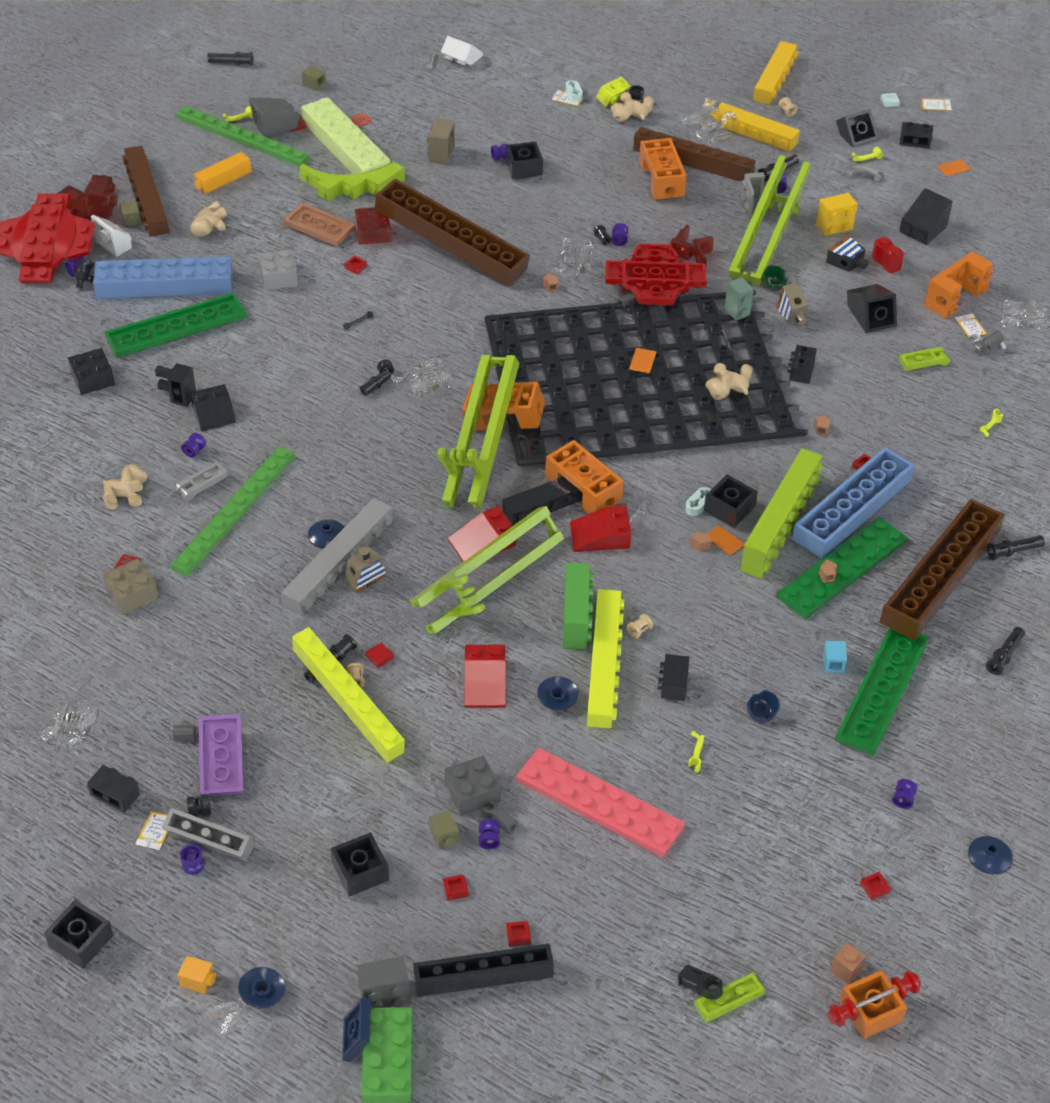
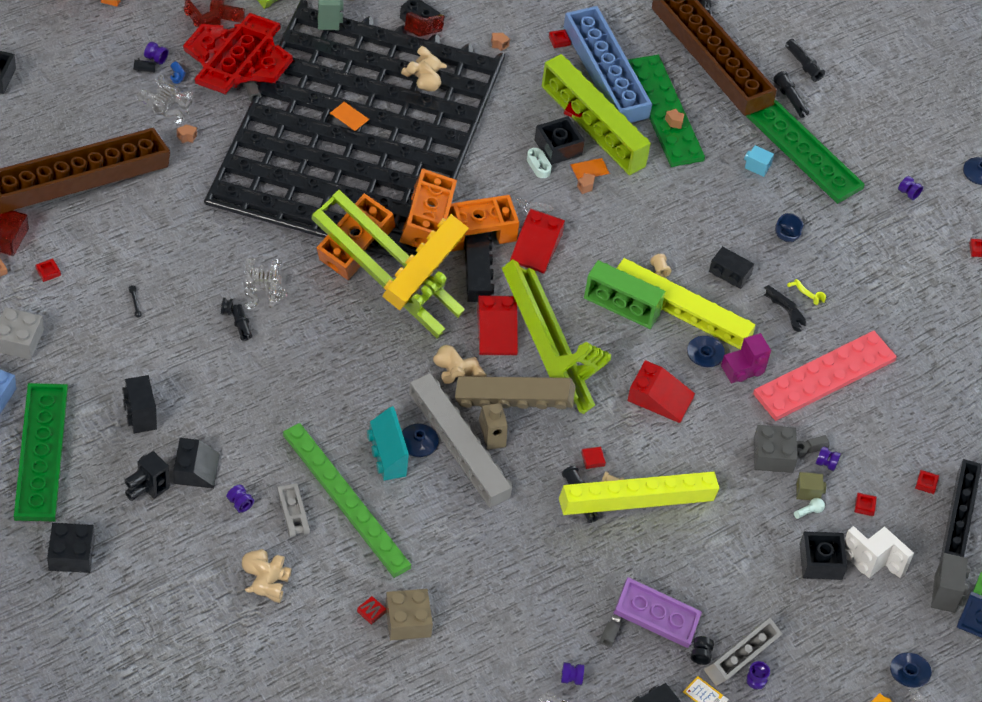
camera: 70 degrees left, 5 degrees up
(124, 718) = (572, 673): none -> dark purple wheel
(246, 353) = (139, 404): none -> black brick
(300, 512) = (388, 445): none -> teal slope
(386, 906) = (877, 551): none -> white bracket
(399, 565) = (515, 392): none -> dark tan brick
(416, 526) = (449, 358): none -> tan animal
(429, 846) = (816, 505): none -> light aqua bar
(495, 445) = (425, 262): none -> yellow brick
(543, 433) = (422, 218): none -> orange plate
(565, 726) = (748, 361): none -> magenta brick
(611, 256) = (179, 73): none -> blue arm
(661, 741) = (794, 314): none -> black arm
(791, 370) = (423, 26): none -> clear red bracket
(953, 649) = (788, 89): none -> black pin

